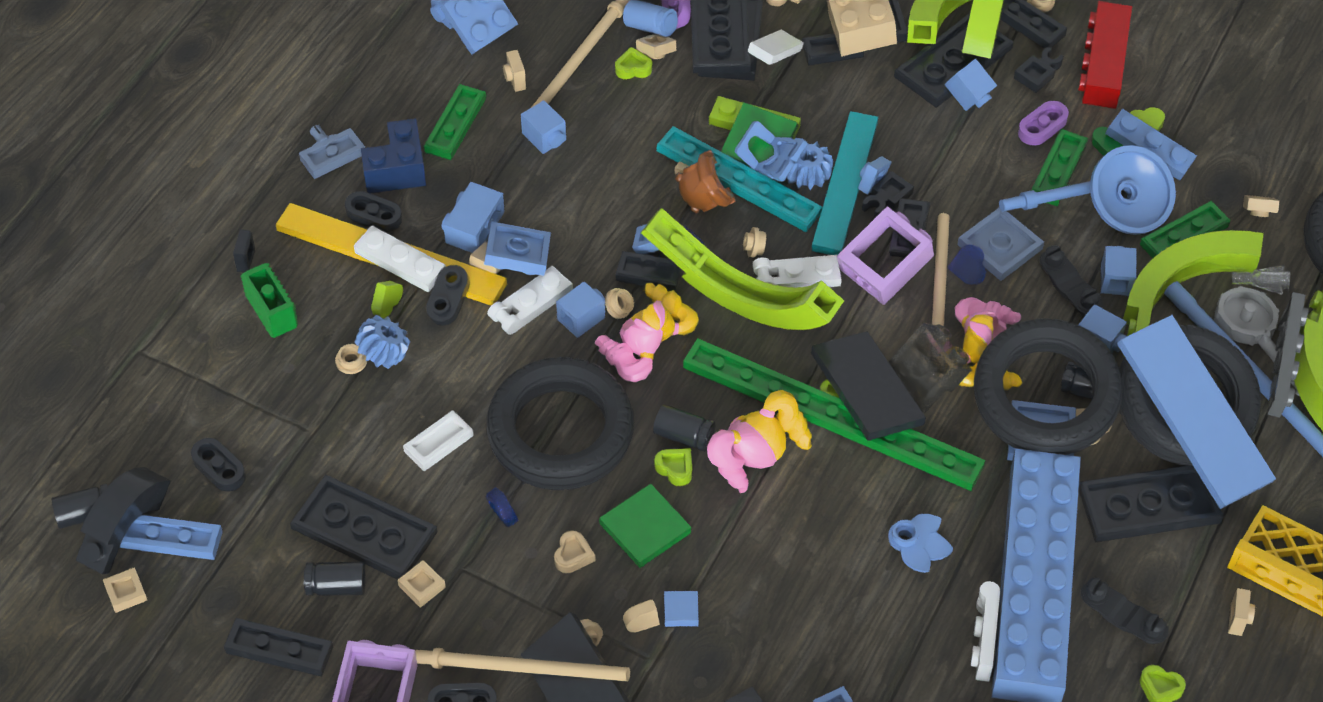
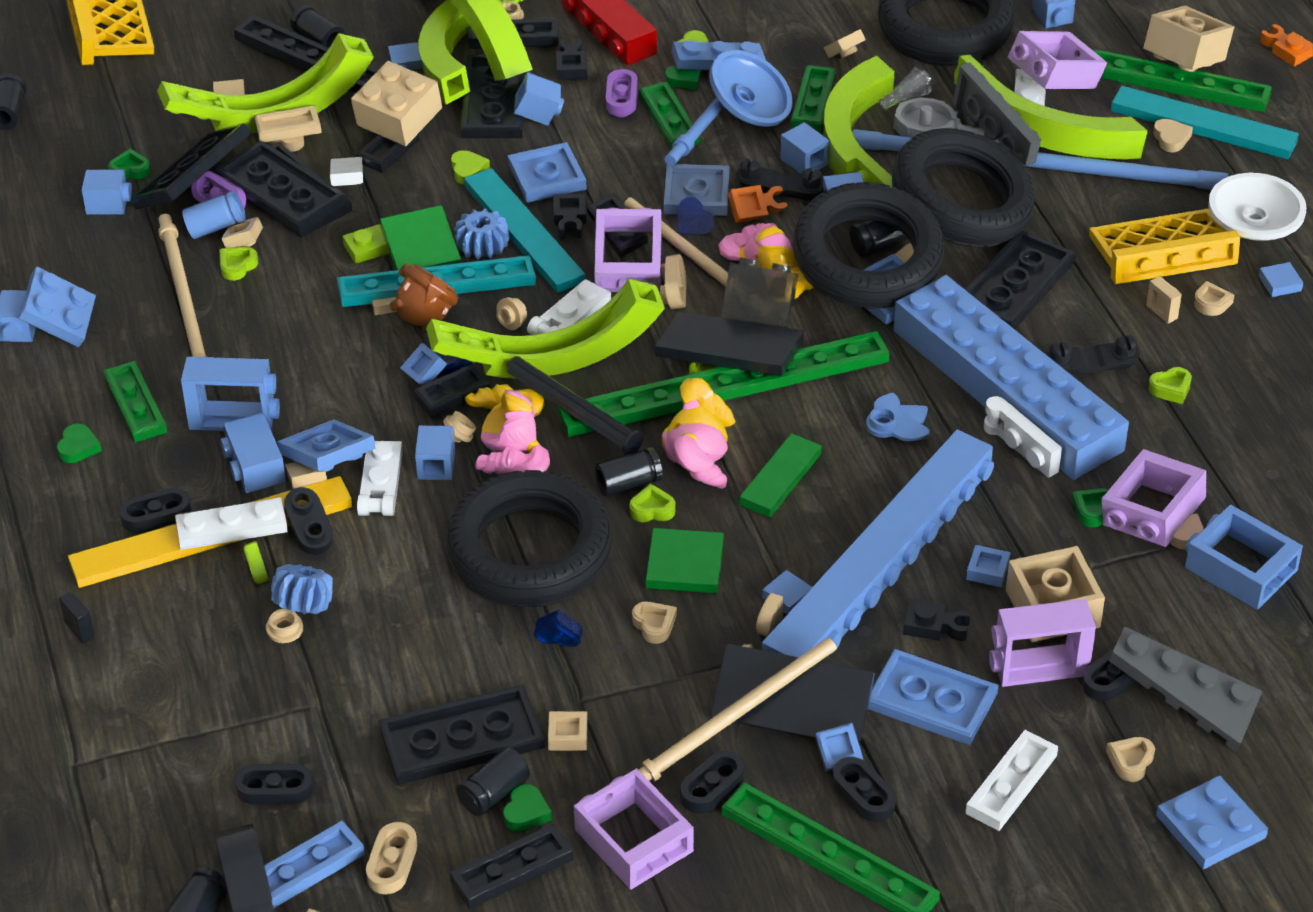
camera: 45 degrees left, 10 degrees down
(220, 576) = (390, 861): none -> tan plate
(269, 300) = (158, 630): green brick -> none
(330, 151) = (52, 493): sand blue plate -> none
(336, 615) = (526, 809): none -> green tile
(378, 125) = (77, 444): none -> green tile
(395, 164) = (126, 456): dark blue brick -> none
(438, 440) = (438, 629): white tile -> none
(498, 162) = (228, 372): none -> medium blue window
(515, 71) = (143, 327): tan plate -> none
(543, 127) = (226, 343): medium blue brick -> none
(702, 350) = (576, 405): none -> black axle
(775, 634) = (885, 547): none -> medium blue brick
(785, 152) = (464, 231): medium blue piece -> none
(786, 516) = (780, 475): none -> green tile
(868, 102) = (467, 164): none -> lime tile
(873, 173) = (544, 205): medium blue plate -> none
(892, 306) = (675, 282): none -> tan plate
(913, 148) = (546, 172): none -> medium blue plate
(1025, 284) = (752, 204): none -> orange plate
(1196, 411) = (990, 185): medium blue tile -> none
(1286, 643) = (1212, 299): none -> tan tile

